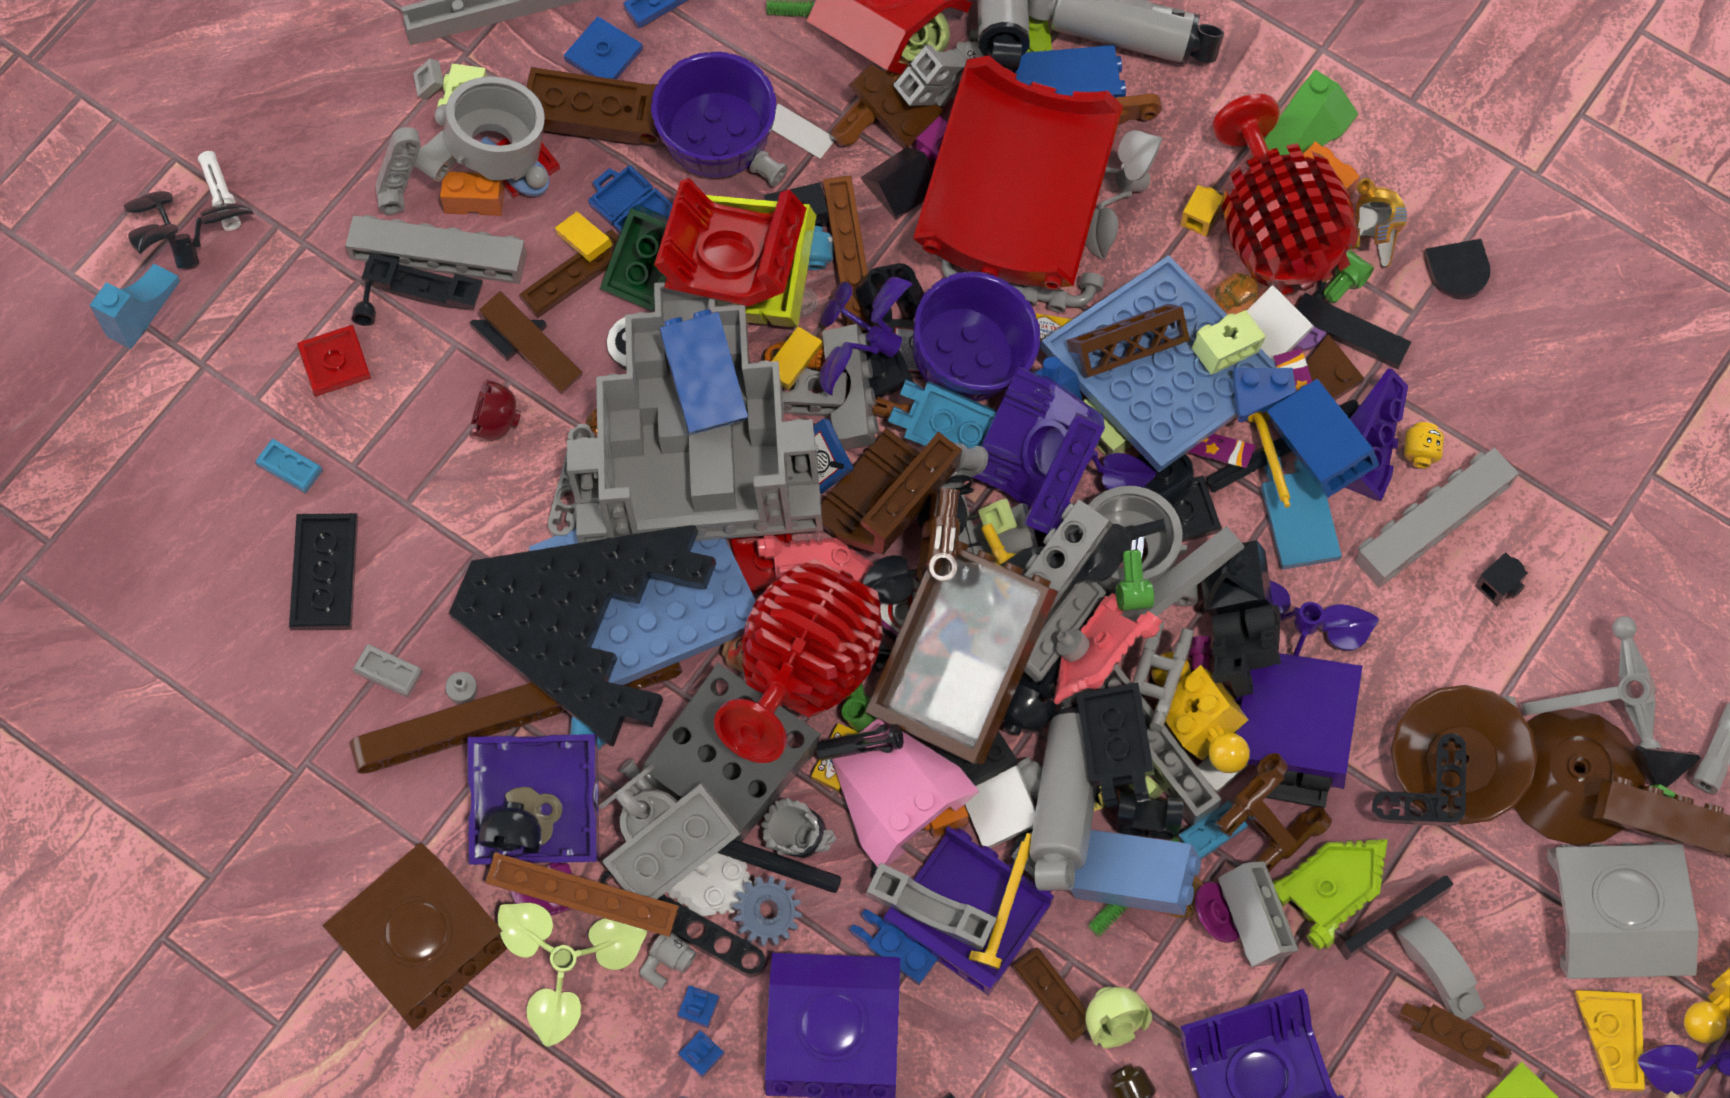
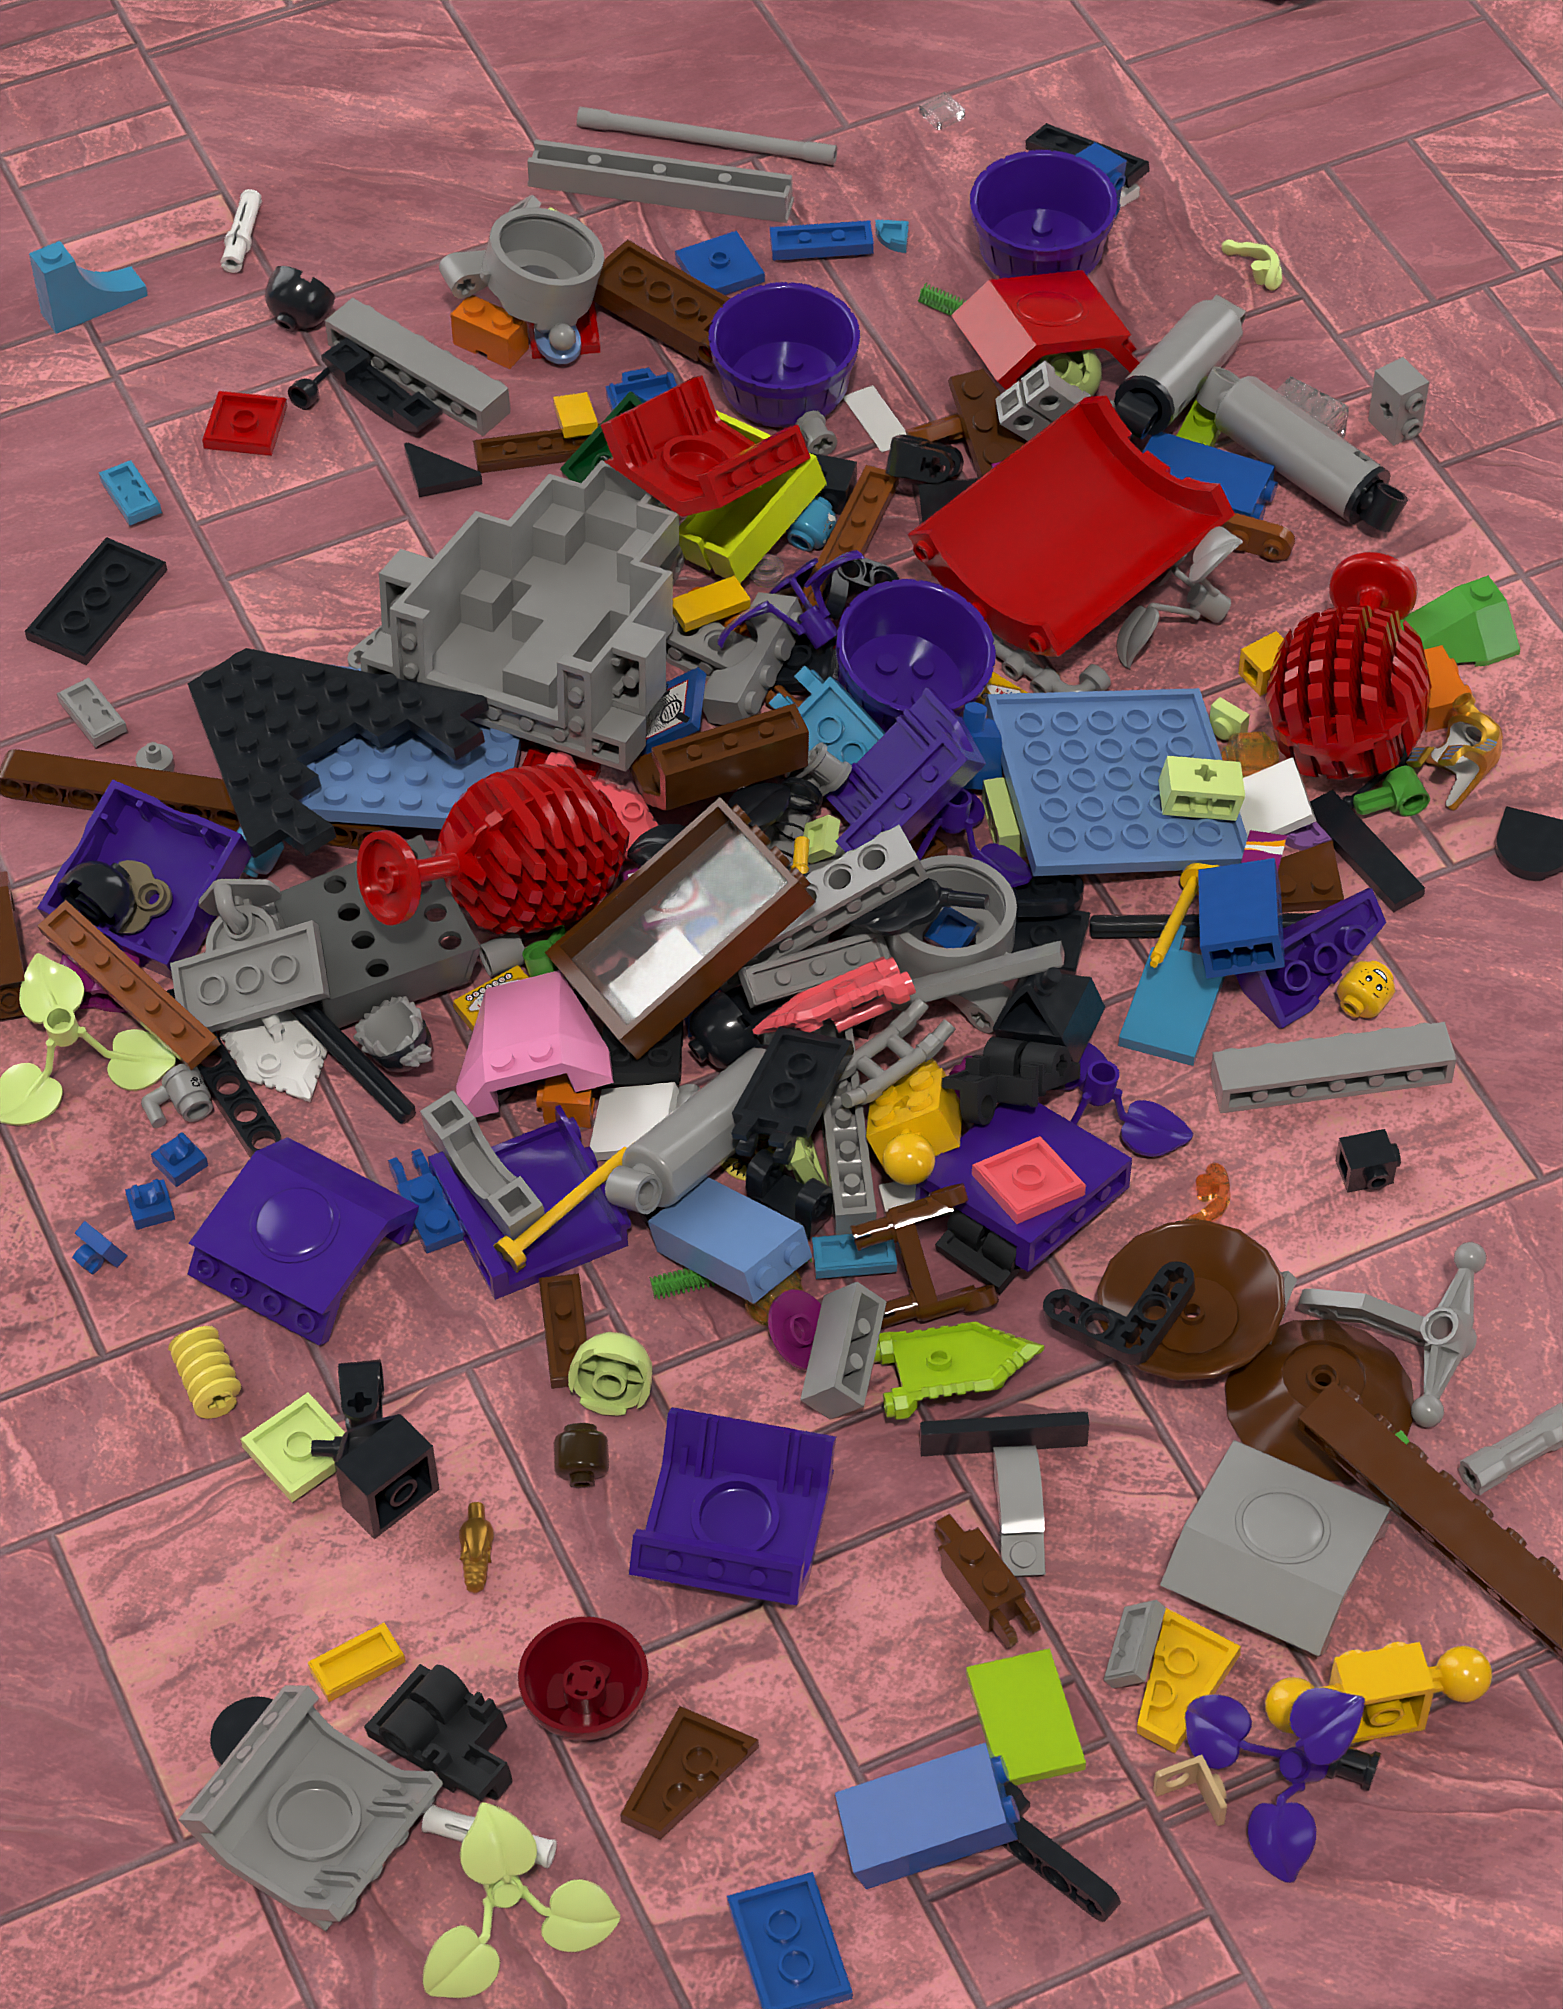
camera: 30 degrees right, 15 degrees down
(182, 245) = (167, 259): black plant -> none
(308, 236) = (296, 300): none -> black cylinder
(397, 171) = (403, 304): light grey beam -> none
(494, 412) = (366, 527): dark red cylinder -> none
(530, 342) = (447, 474): reddish brown tile -> none
(703, 372) = (591, 558): blue brick -> none
(749, 914) = (316, 1079): sand blue gear -> none
(825, 721) = (502, 954): none -> light grey beam
(857, 744) = (515, 979): black piece -> none
(858, 163) = (915, 459): none -> black piece
(940, 534) = (733, 784): reddish brown connector -> none
(1072, 644) = (810, 981): light grey tile -> none
(1125, 329) = (1088, 721): reddish brown fence -> none
(1134, 591) = (913, 952): bright green axle -> none
(1205, 272) = (1227, 719): none -> yellowish green plate
(1225, 450) = (1126, 894): magenta sticker -> none
(1260, 389) = (1207, 846): blue wing -> none
(1311, 723) = (1028, 1180): none -> coral tile
(1416, 647) = (1209, 1186): none -> clear orange piece
(1573, 1028) = (1134, 1644): none -> light grey plate
(1665, 765) = (1433, 1429): black tile -> none

